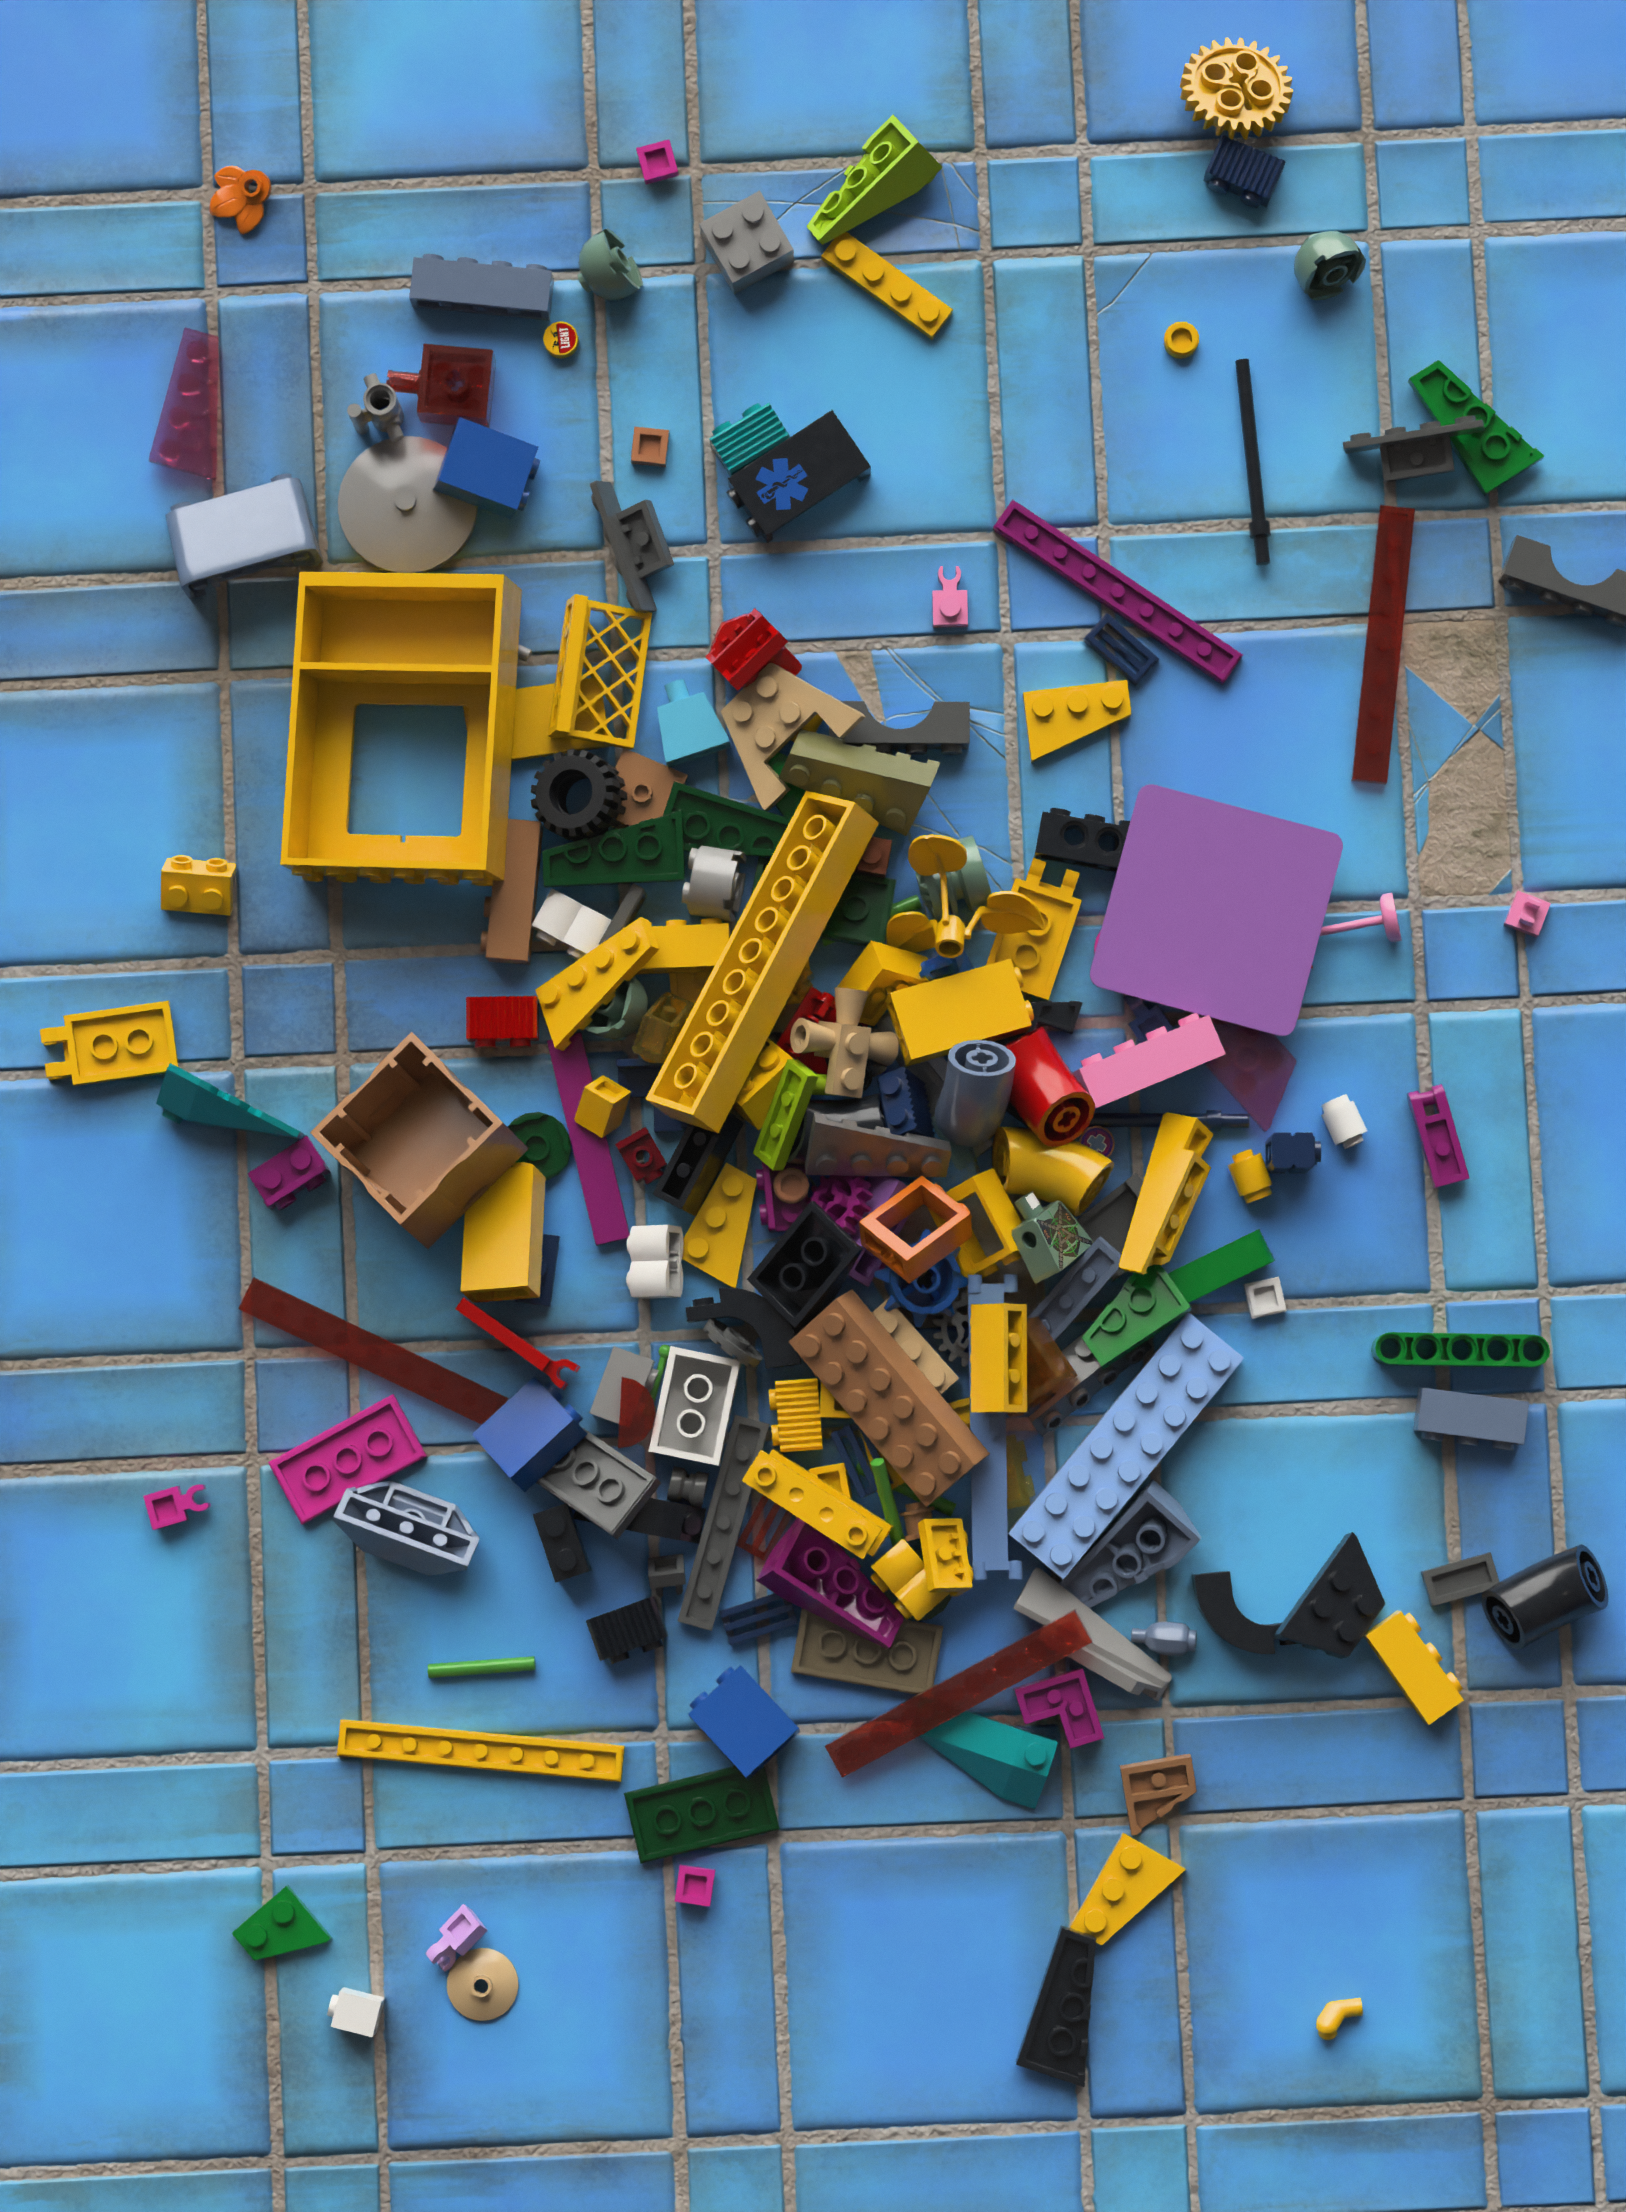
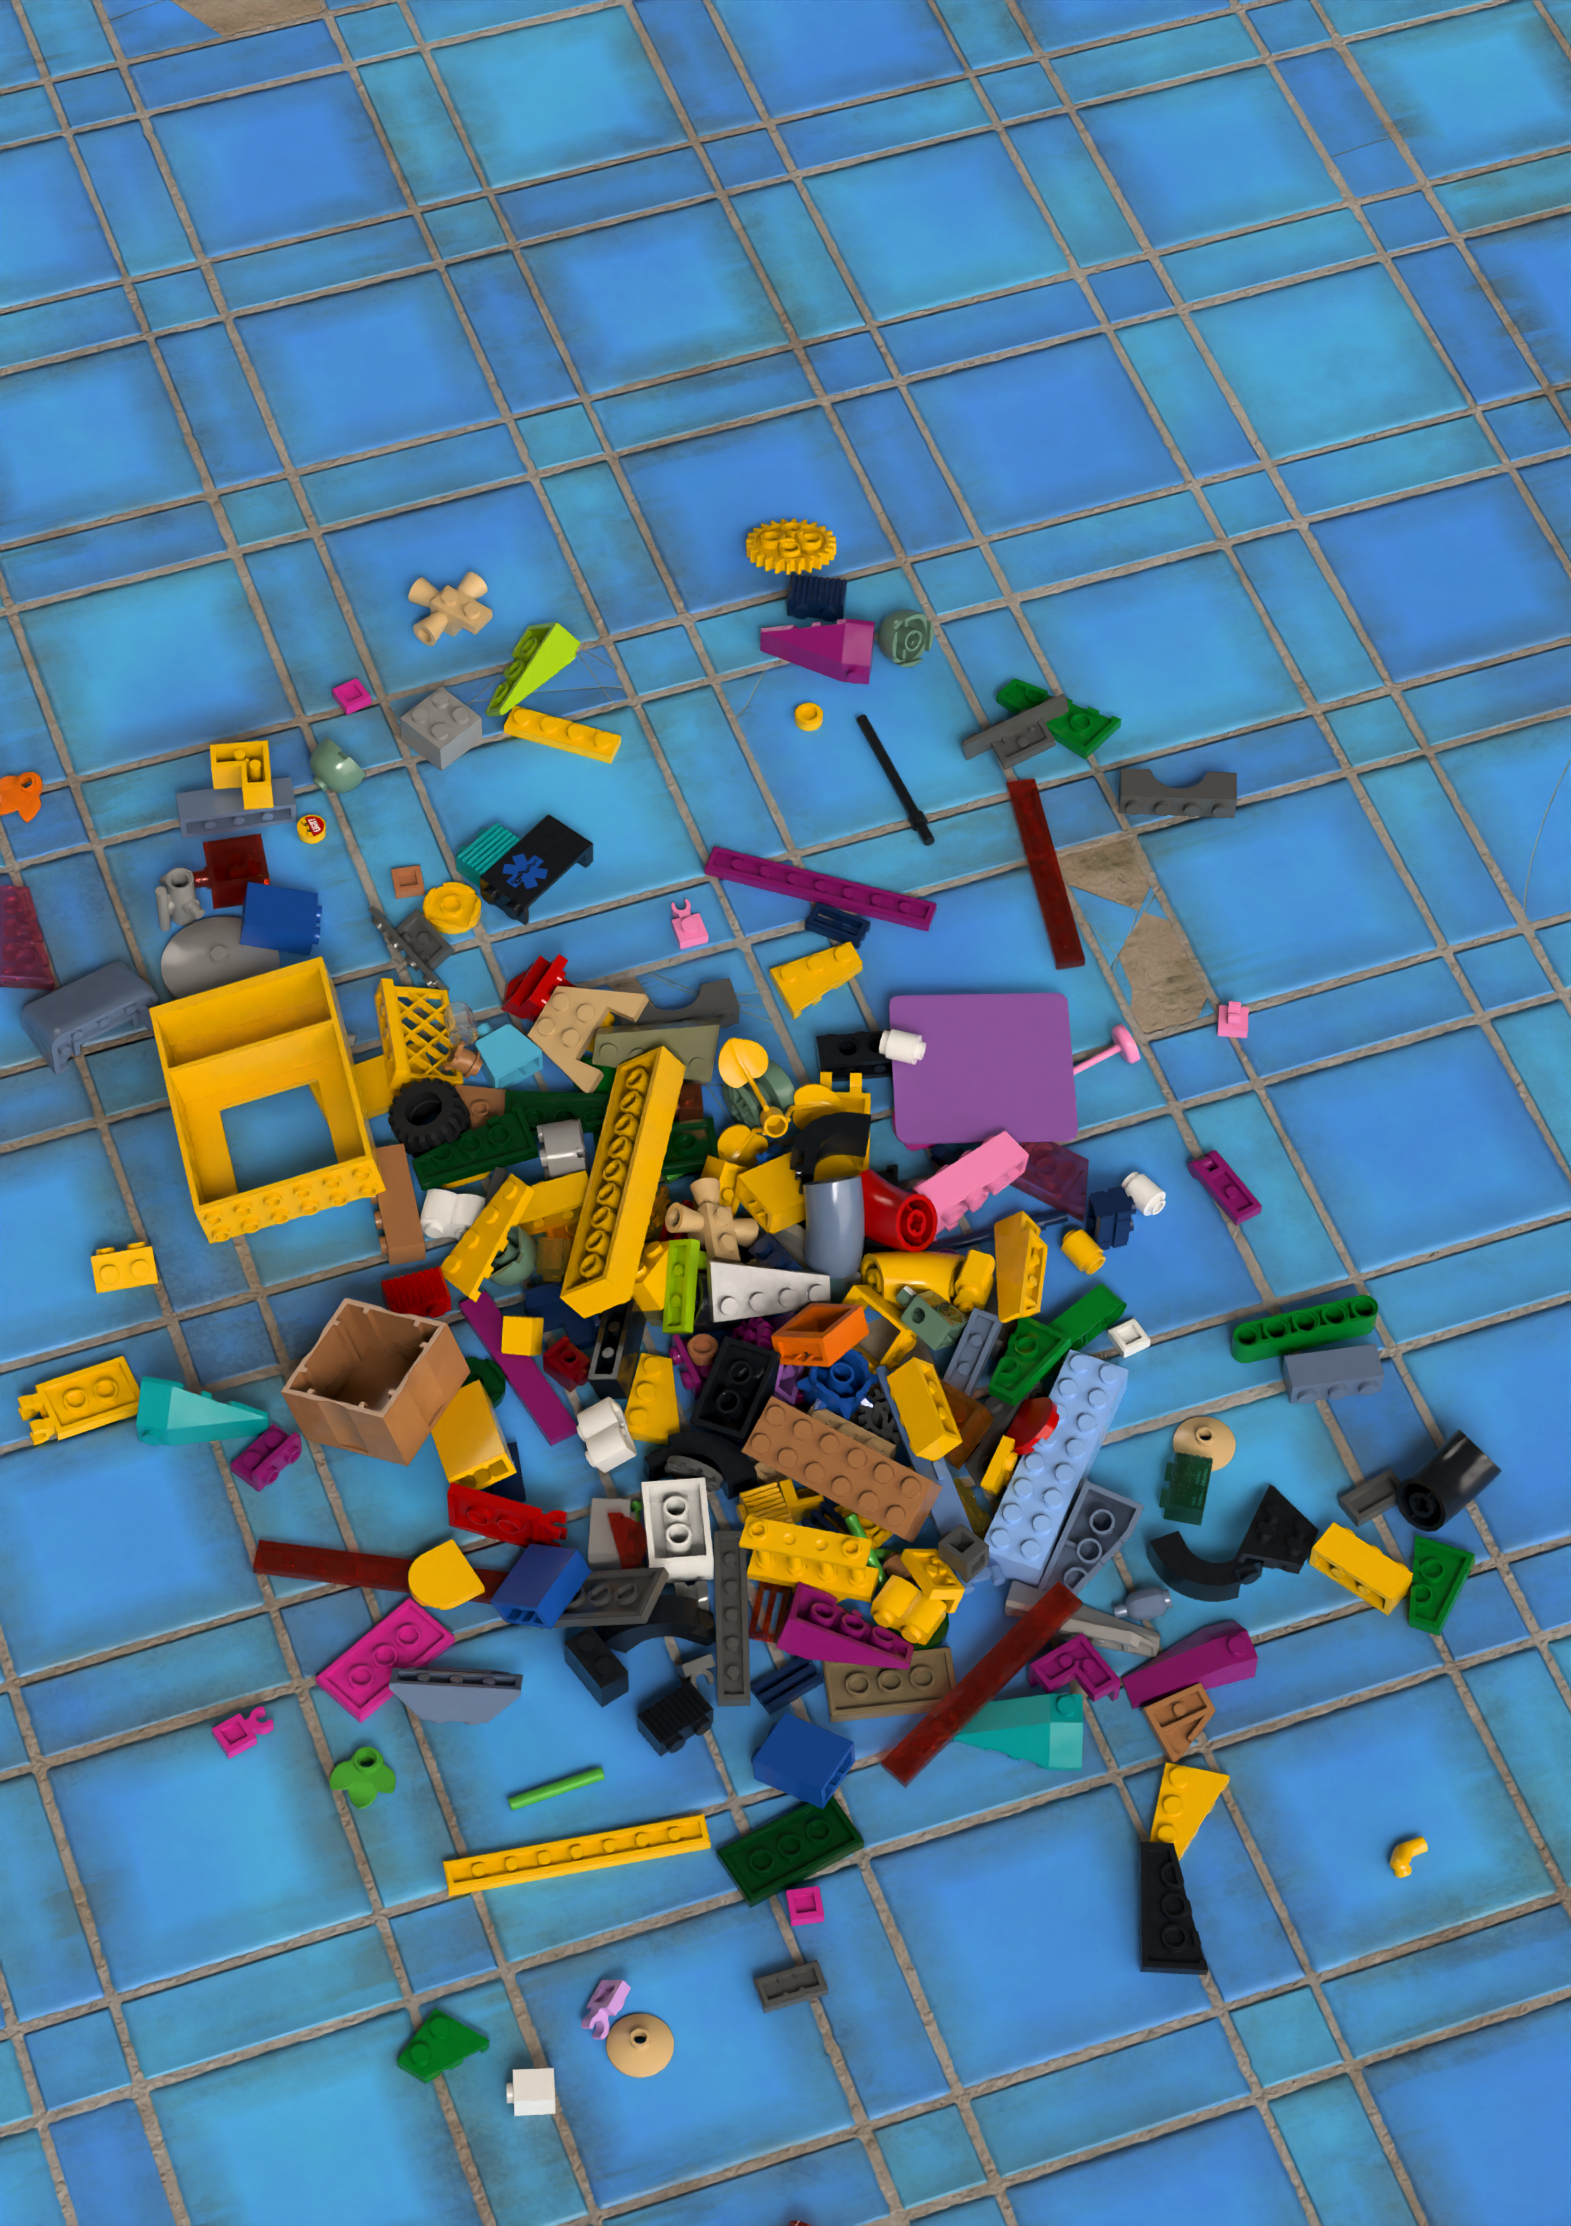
camera: 25 degrees left, 30 degrees down
(285, 1599) = (362, 1781): none -> bright green plate
(432, 1387) = (443, 1578): none -> yellow tile
(502, 256) = (246, 767): none -> yellow brick
(638, 727) = (463, 1060): none -> medium nougat brick
(649, 675) = (460, 1023): none -> clear brick
(652, 1971) = (790, 1986): none -> dark grey plate
(690, 497) = (452, 908): none -> yellow tile
(806, 68) = (450, 608): none -> tan brick
(997, 1551) = (964, 1552): none -> dark grey brick
(1010, 969) = (828, 1136): none -> black arch
(1067, 1438) = (1000, 1468): none -> yellow wing
(1109, 1203) = (974, 1282): none -> yellow brick
(1111, 1403) = (1033, 1421): none -> red tile
(1131, 863) = (902, 1046): none -> white brick
(1197, 1722) = (1209, 1656): none -> magenta wedge
(1246, 267) = (834, 650): none -> magenta wedge
(1260, 1512) = (1187, 1488): none -> clear green brick
(1282, 1454) = (1219, 1447): none -> tan dish
(1489, 1707) = (1436, 1583): none -> green wing

